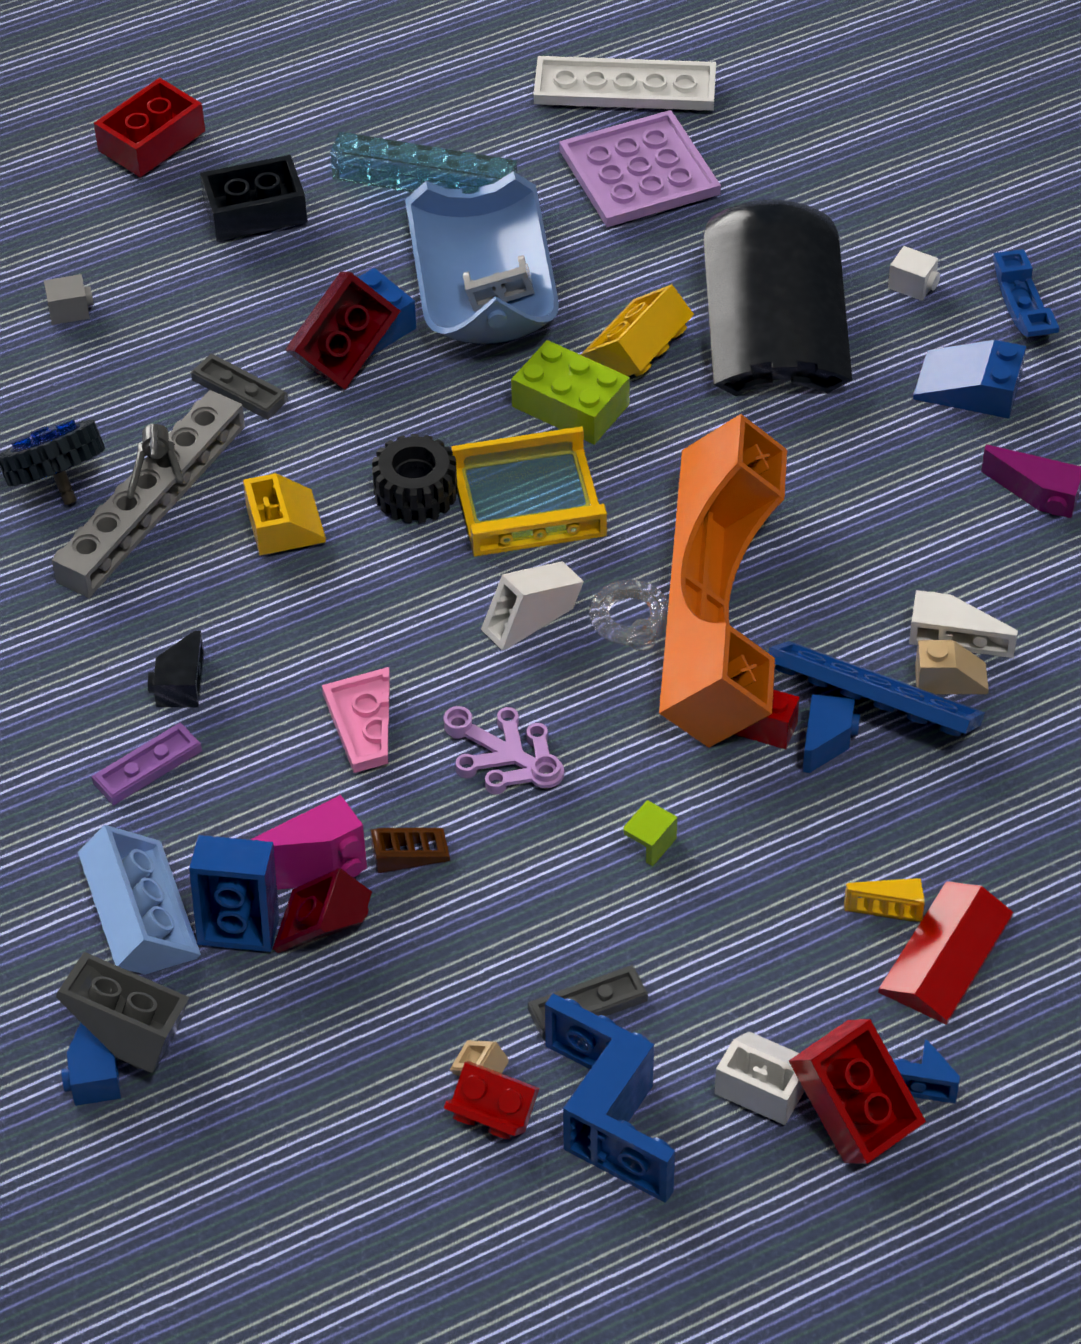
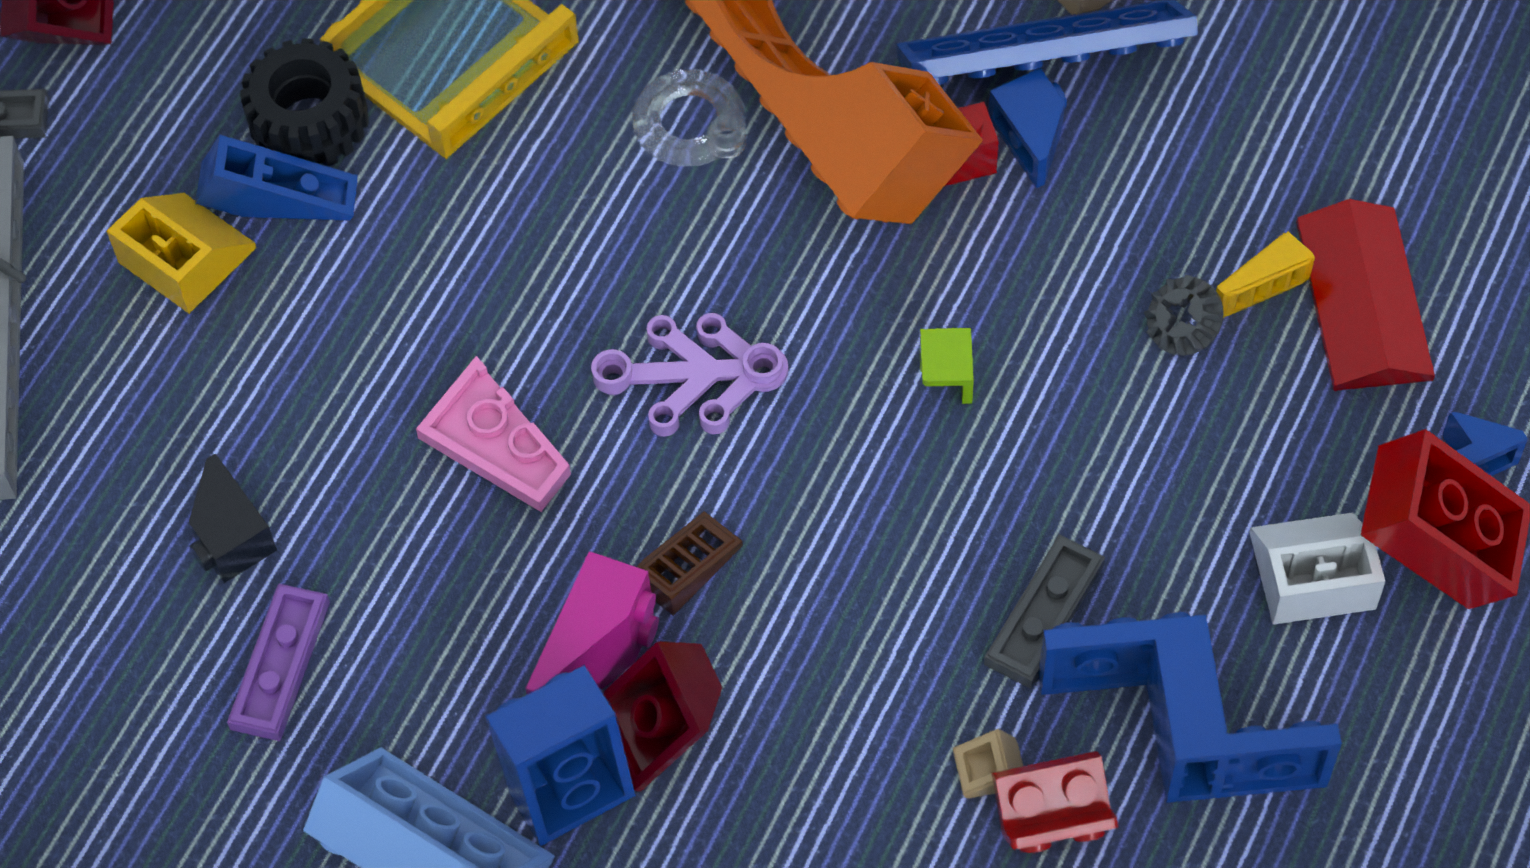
camera: 35 degrees left, 10 degrees up
(361, 512) = (271, 184): none -> blue slope
(530, 601) = (574, 176): white slope -> none
(830, 891) = (1204, 307): none -> dark grey gear

